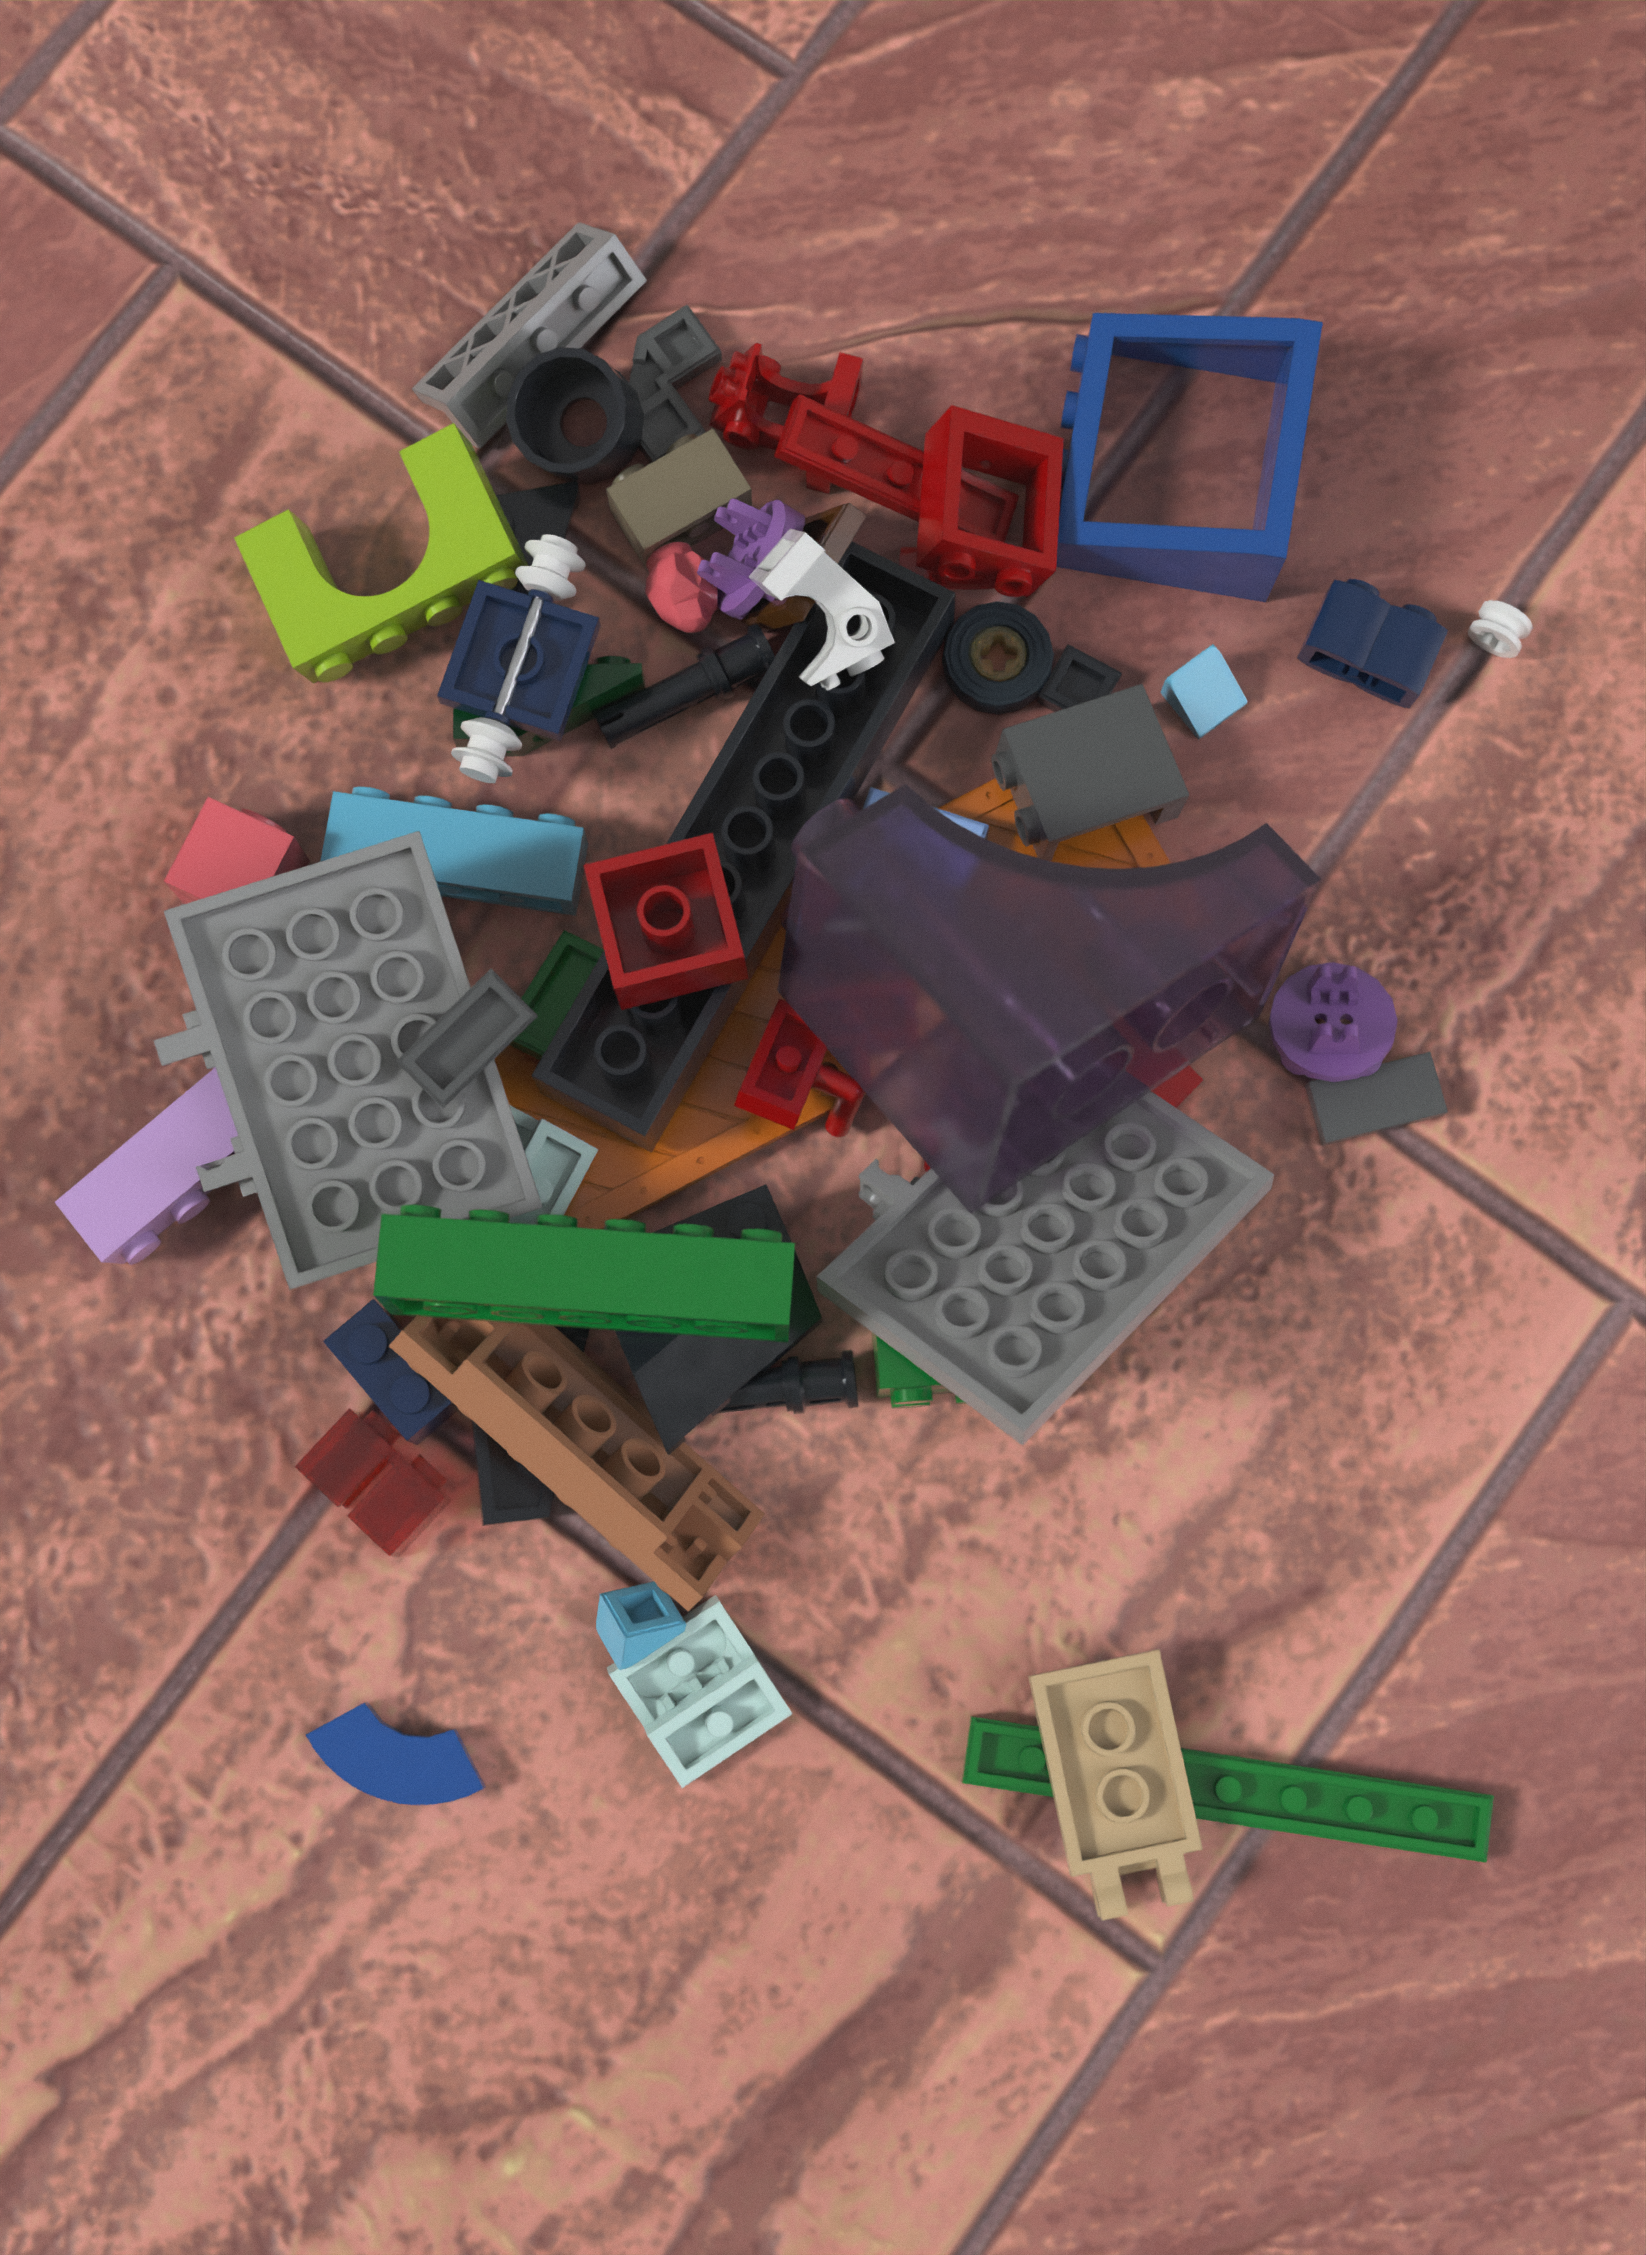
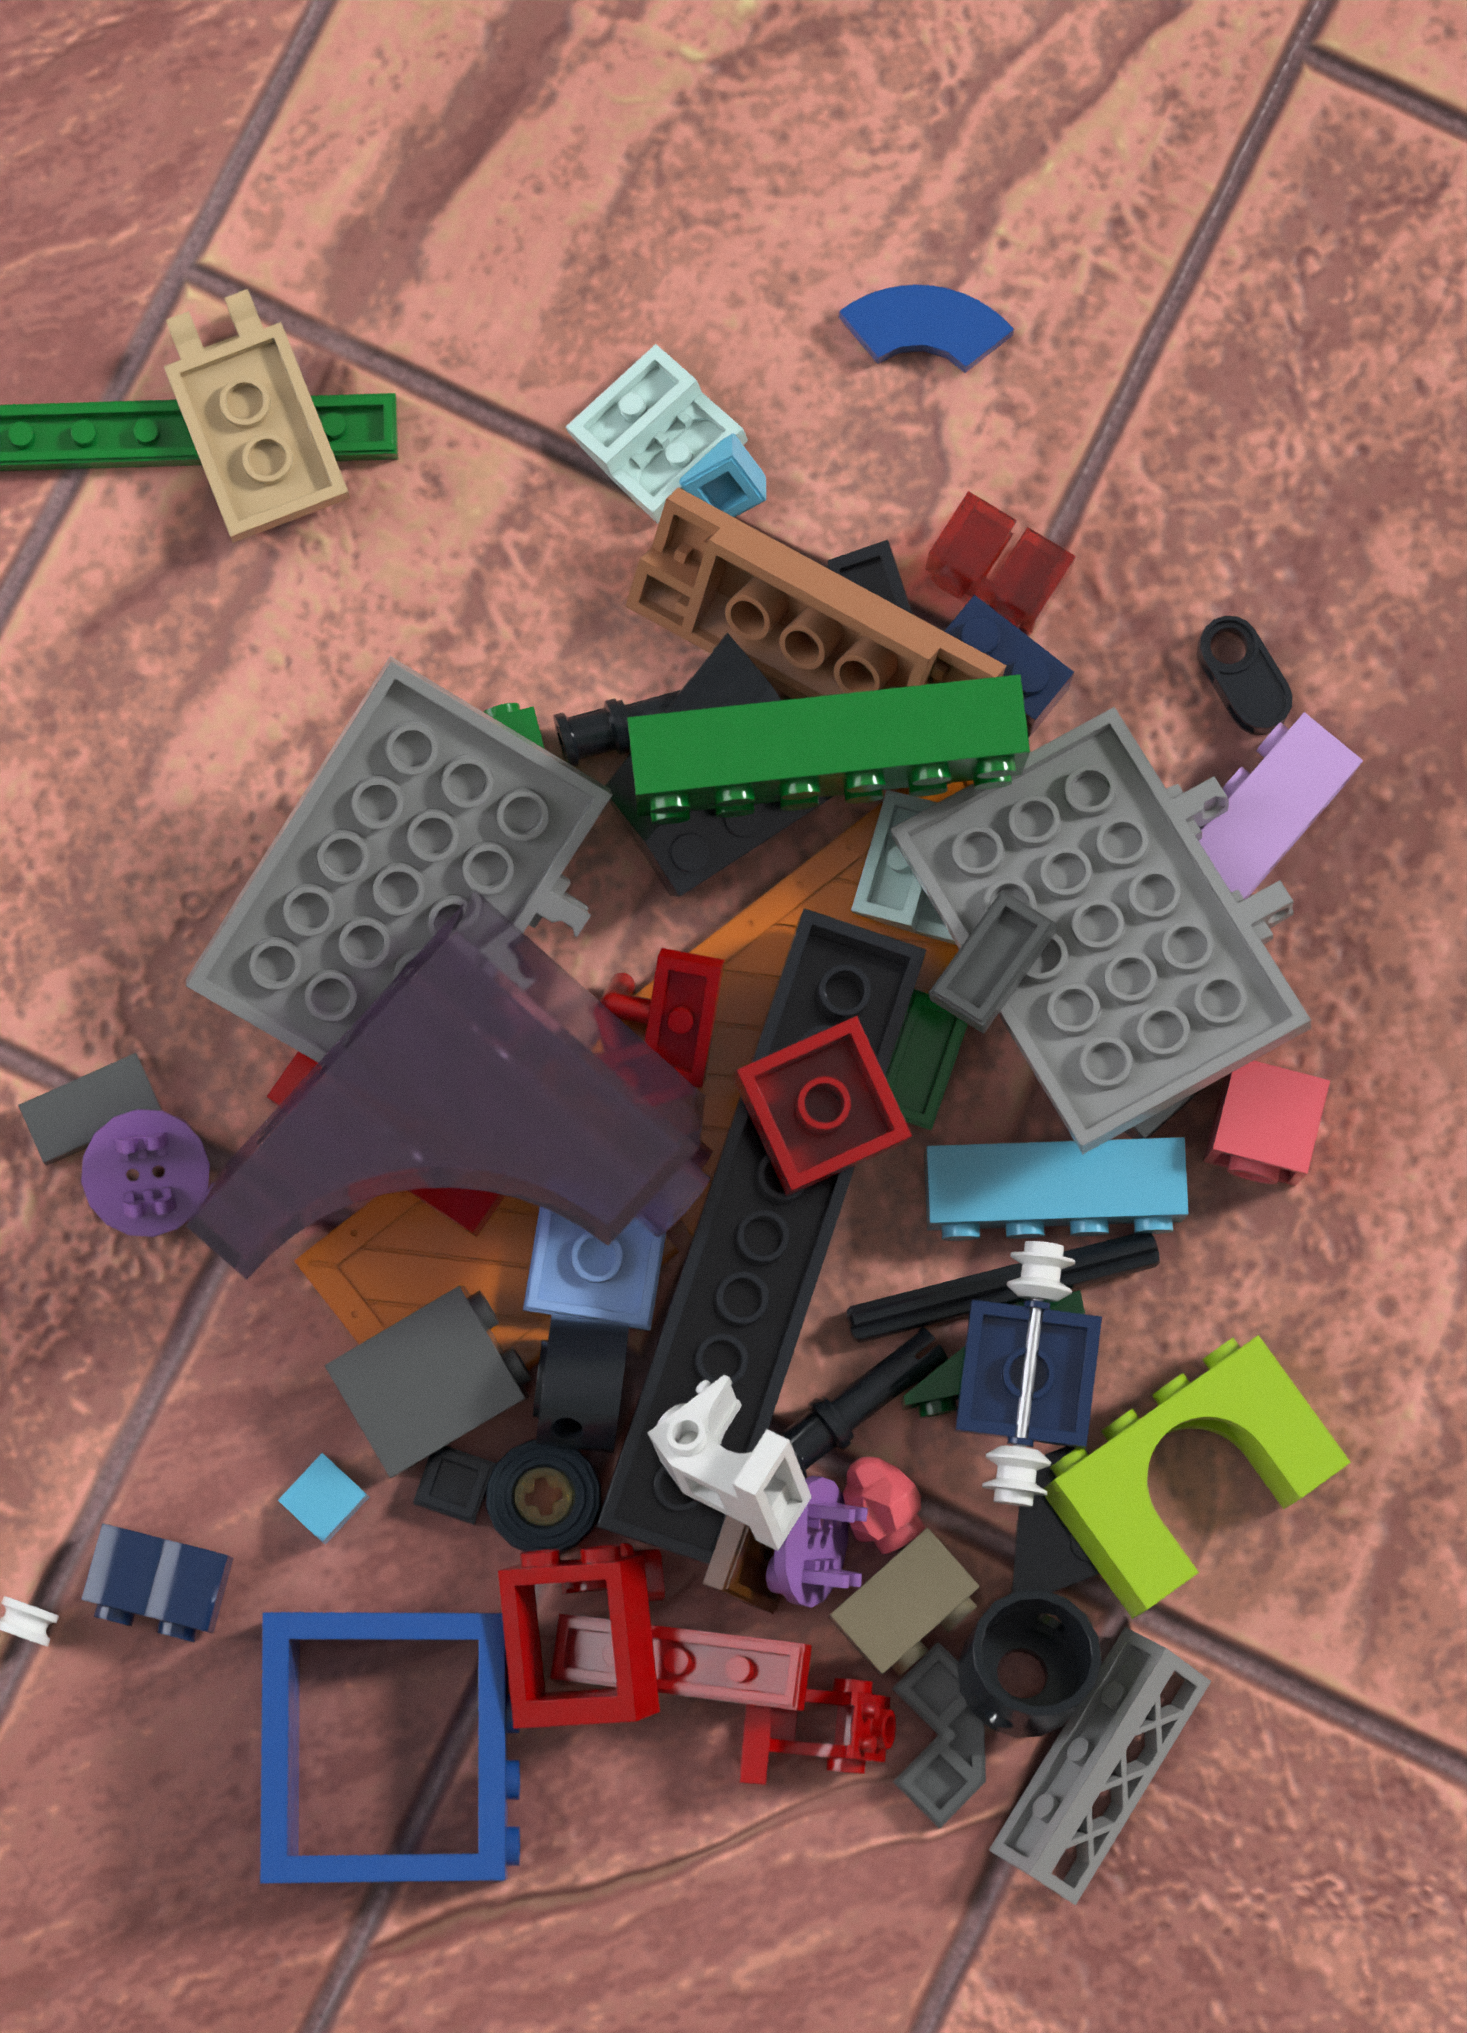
camera: 170 degrees right, 0 degrees up
(149, 1311) = (1251, 688): none -> black piece
(532, 772) = (953, 1298): none -> black axle
(946, 736) = (580, 1383): none -> black piece

